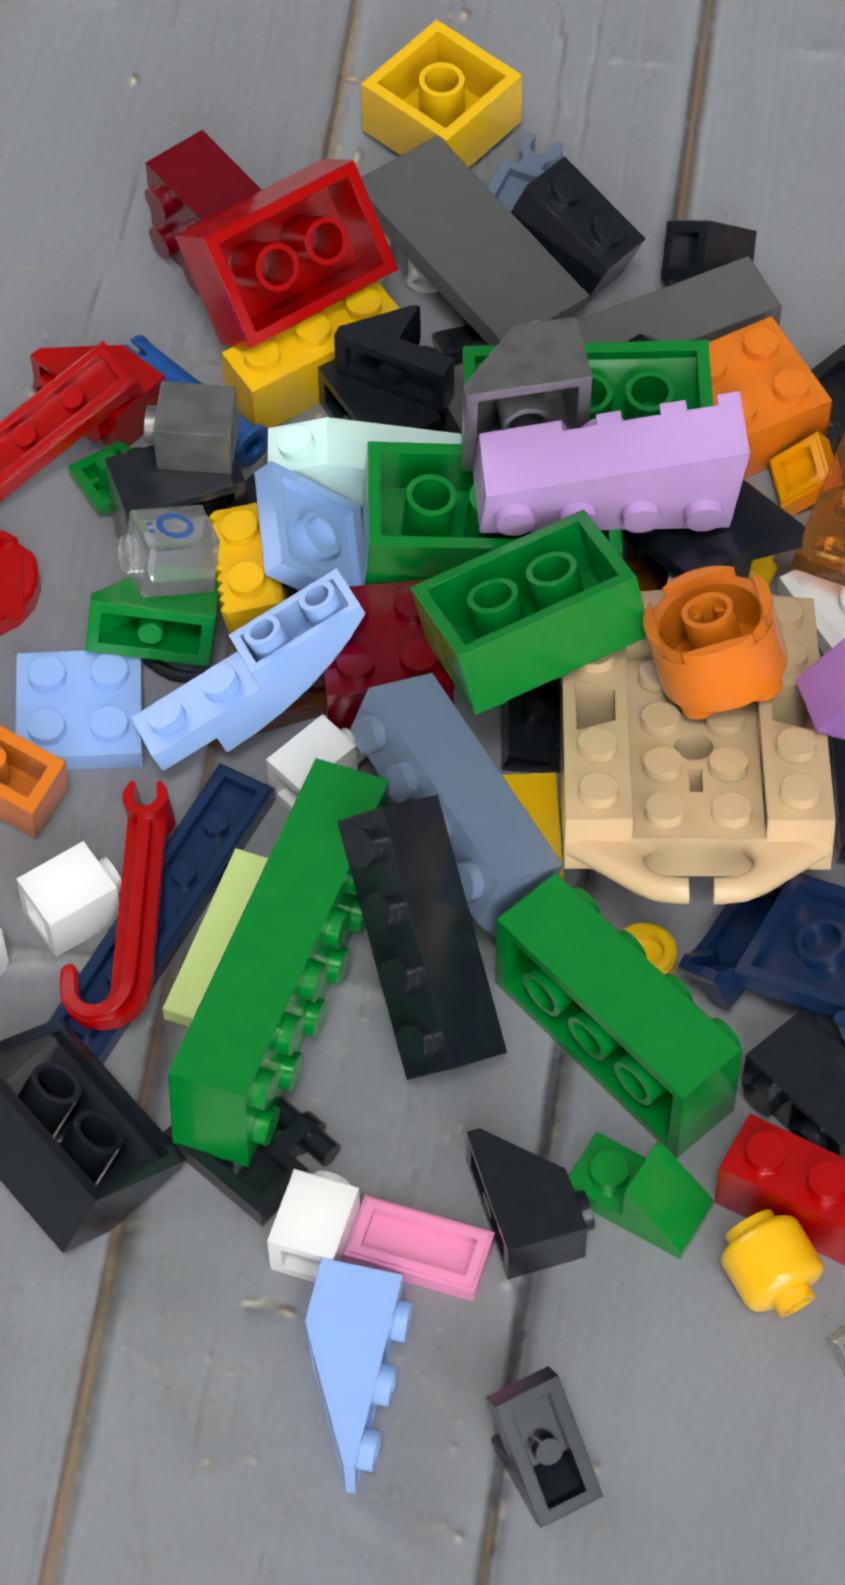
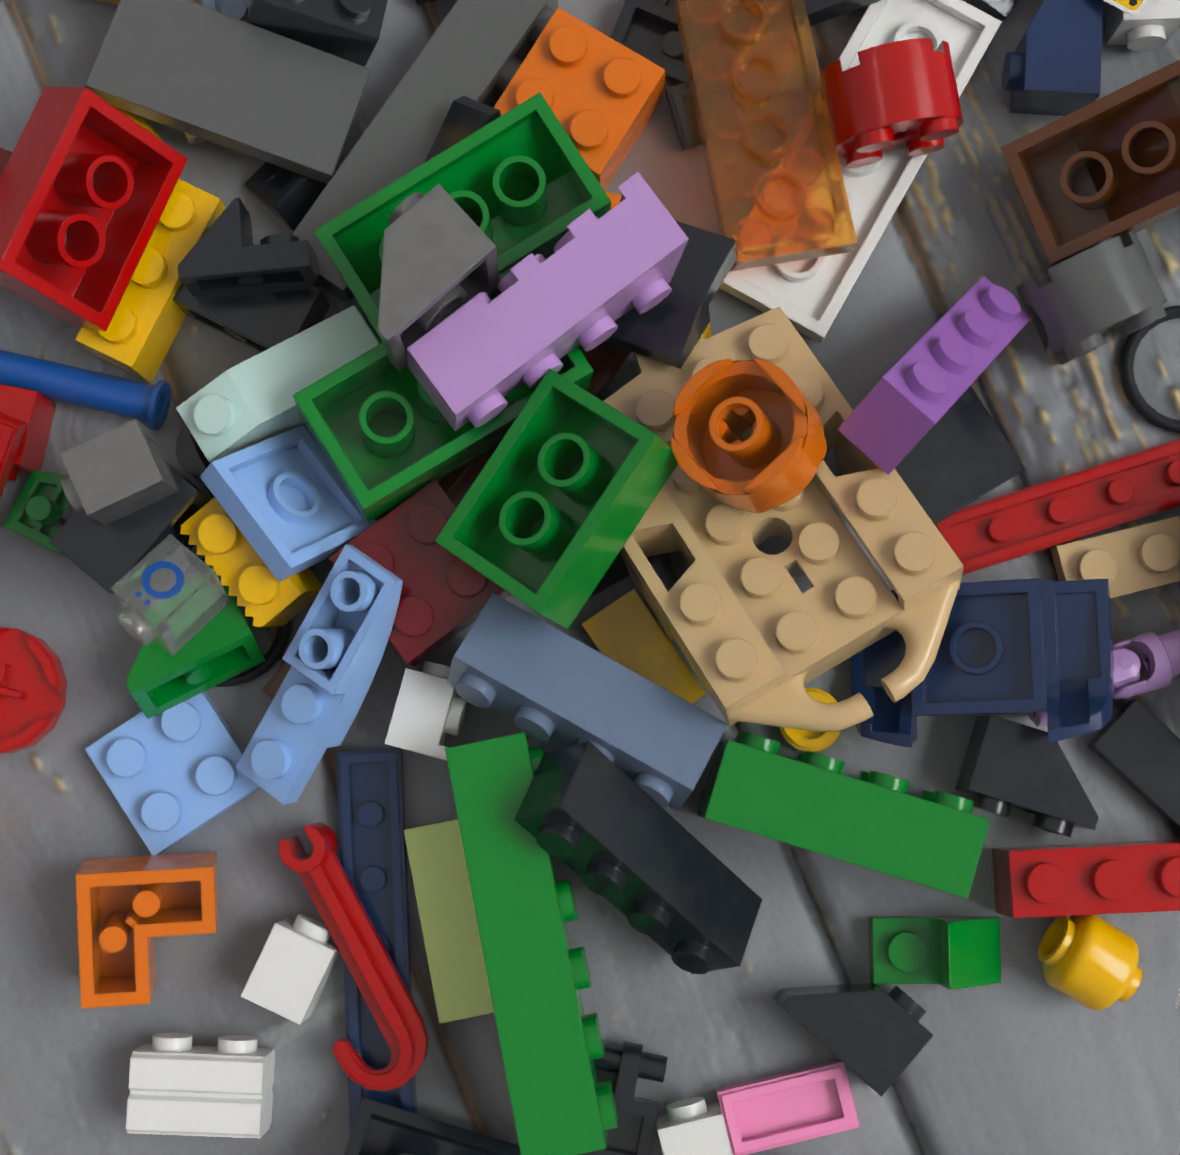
camera: 30 degrees left, 25 degrees up
(801, 472) = (669, 149): light orange tile -> none

